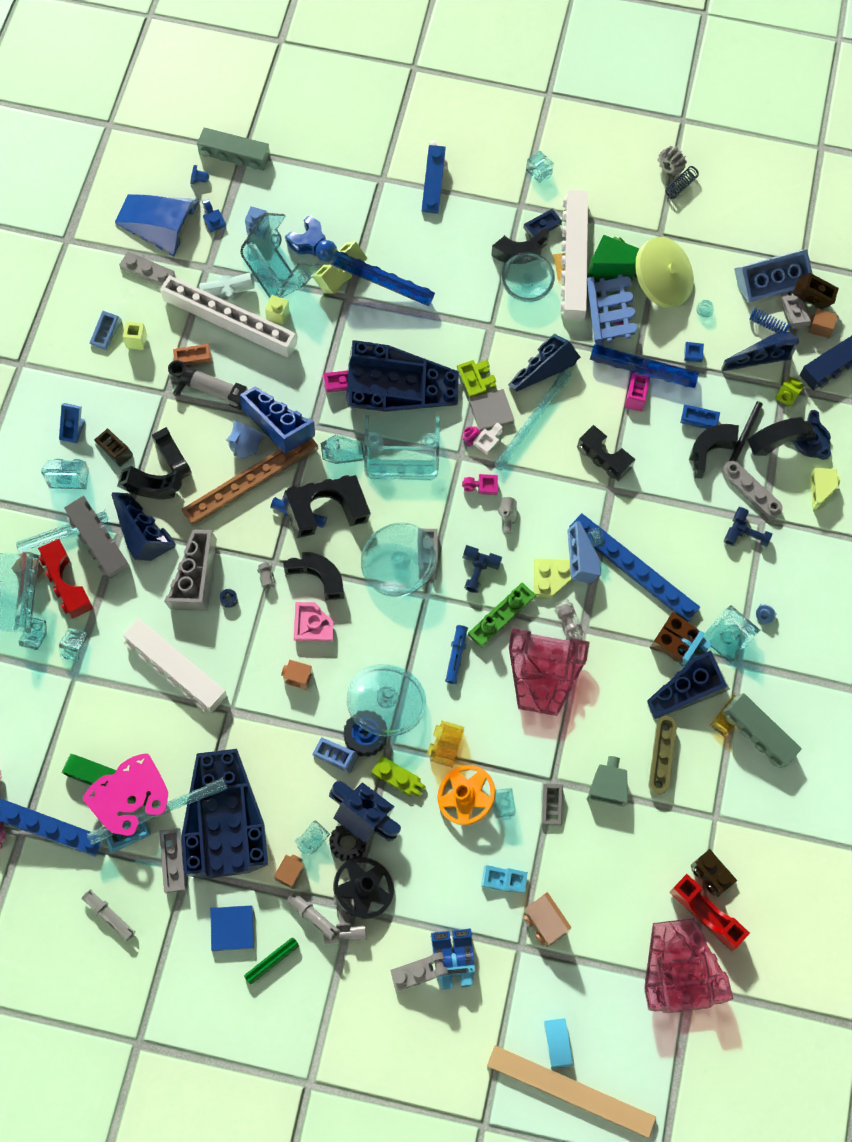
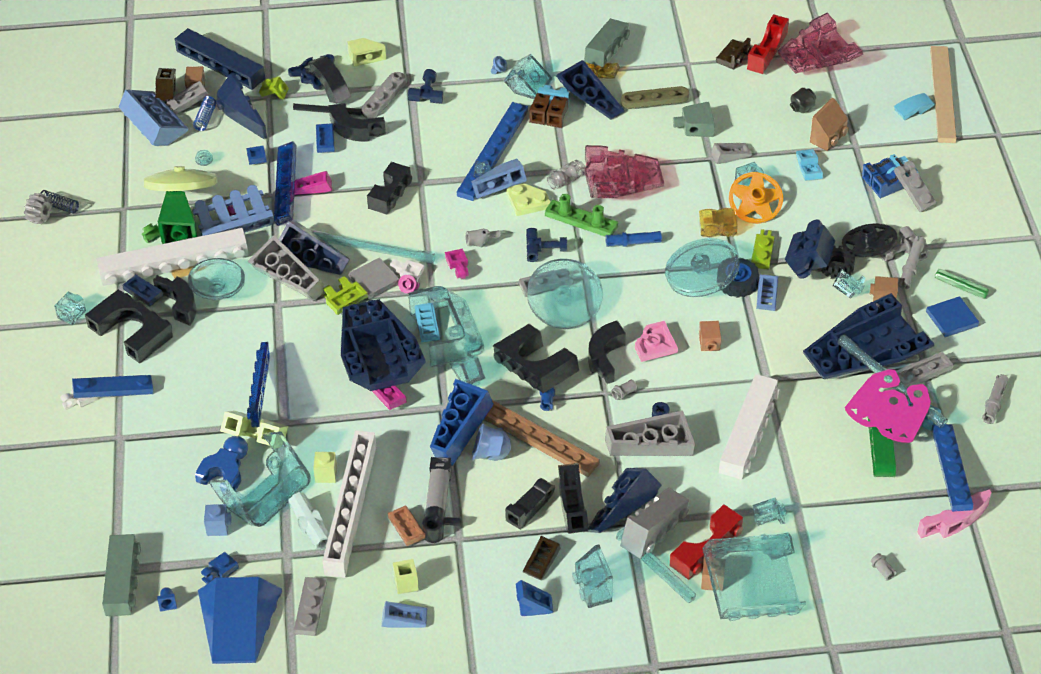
camera: 105 degrees left, 20 degrees down
(412, 430) = (426, 311): none -> medium azure slope
(490, 222) = (122, 307): none -> black arch
(518, 337) = (283, 266): none -> light grey wedge
(604, 914) = (803, 100): none -> pearl dark grey head

